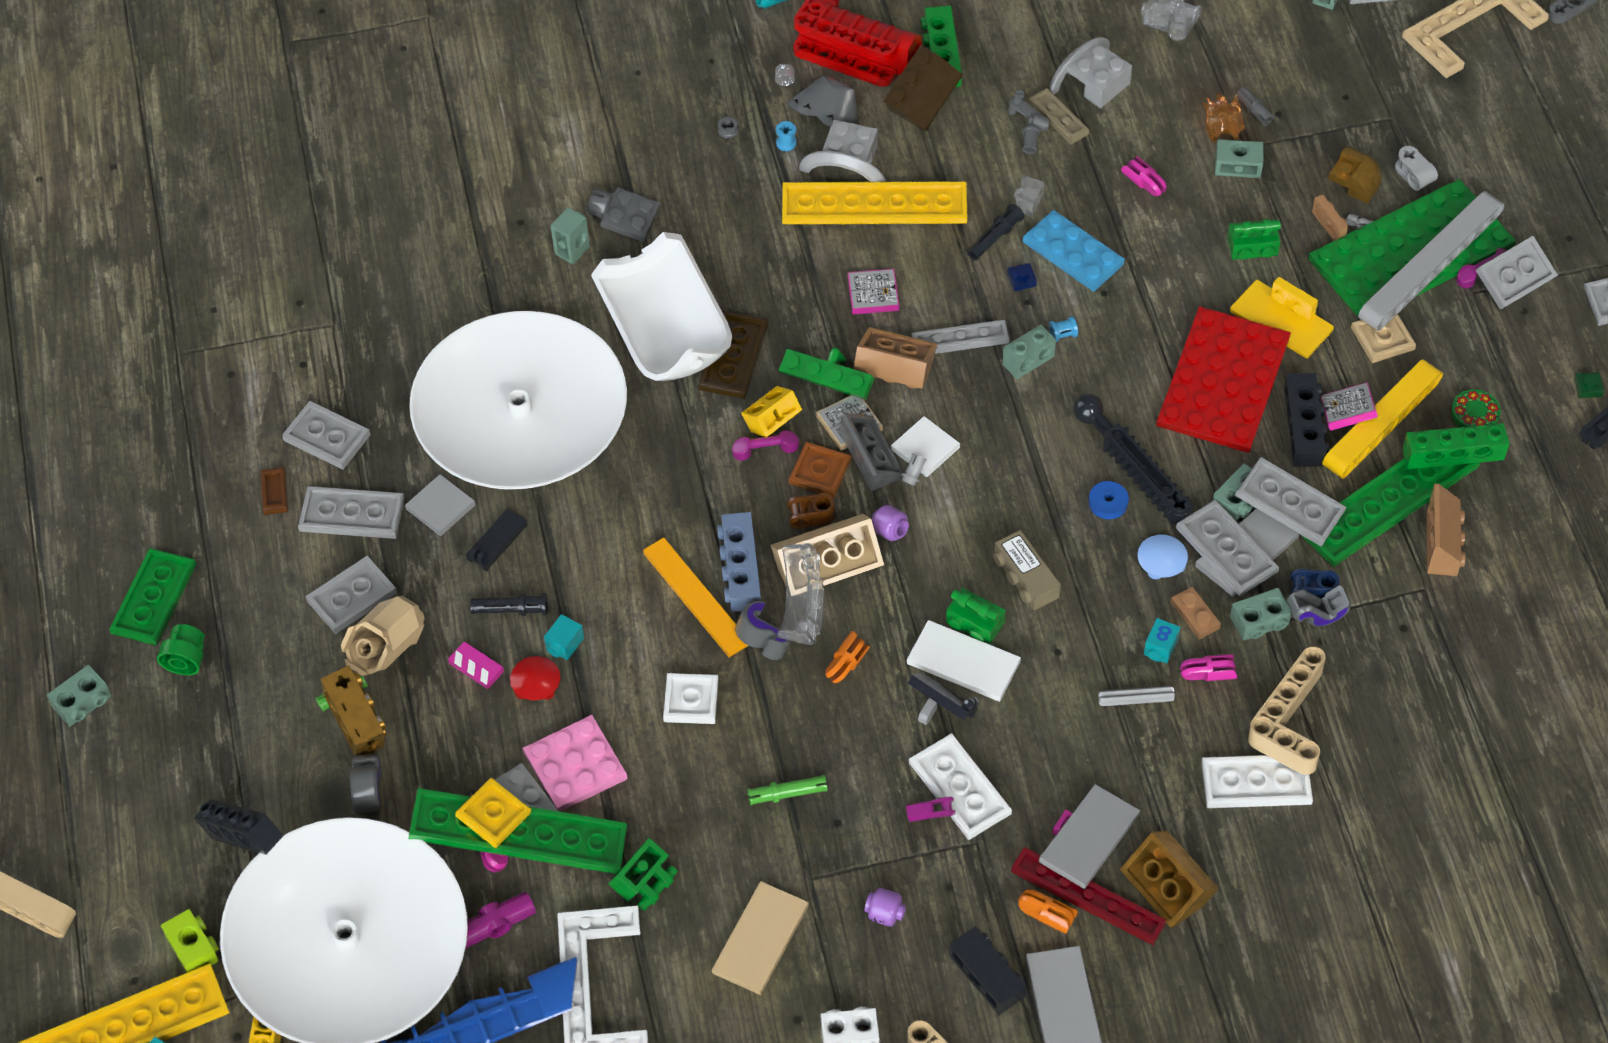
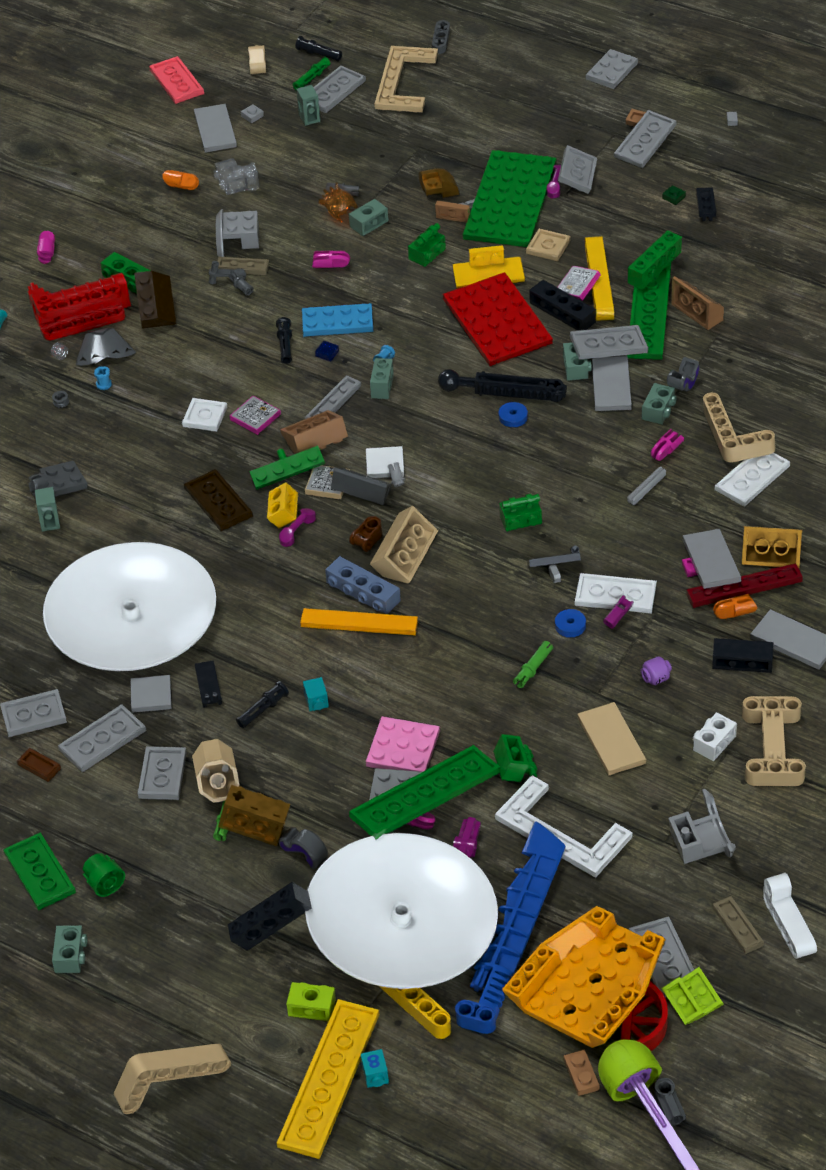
camera: 45 degrees left, 10 degrees down
(475, 665) = (282, 748): dark pink tile -> none
(493, 812) = (404, 790): yellow tile -> none
(535, 678) = (325, 727): red dish -> none
(664, 309) = (154, 503): white panel -> none
(691, 698) = (424, 666): white plate -> none
(759, 633) = (421, 606): dark grey animal -> none
(803, 594) = (419, 570): clear windscreen -> none
(820, 469) = (342, 515): dark orange tile -> none
(831, 252) = (204, 414): none -> white tile
(846, 657) = (480, 582): orange arm -> none
(847, 147) = (148, 356): light grey piece -> none
(874, 203) = (197, 374): yellow plate -> none
(877, 767) = (568, 616): none -> blue piece
(890, 523) = (421, 503): medium lavender head -> none
(963, 660) = (540, 538): white tile -> none
(1026, 570) = (517, 473): dark tan brick -> none
(1029, 195) = (279, 308): clear brick -> none
(1162, 556) = (574, 417): light blue dish -> none
(1162, 641) = (627, 451): teal brick -> none
(1195, 613) = (624, 429): medium nougat plate -> none
(1227, 548) = (603, 387): light grey tile -> none
(1314, 581) = (660, 372): dark blue piece -> none
(1415, 168) = (465, 160): light grey piece -> none
(1431, 261) = (532, 191): light grey beam -> none
(1475, 409) = (635, 243): tile -> none

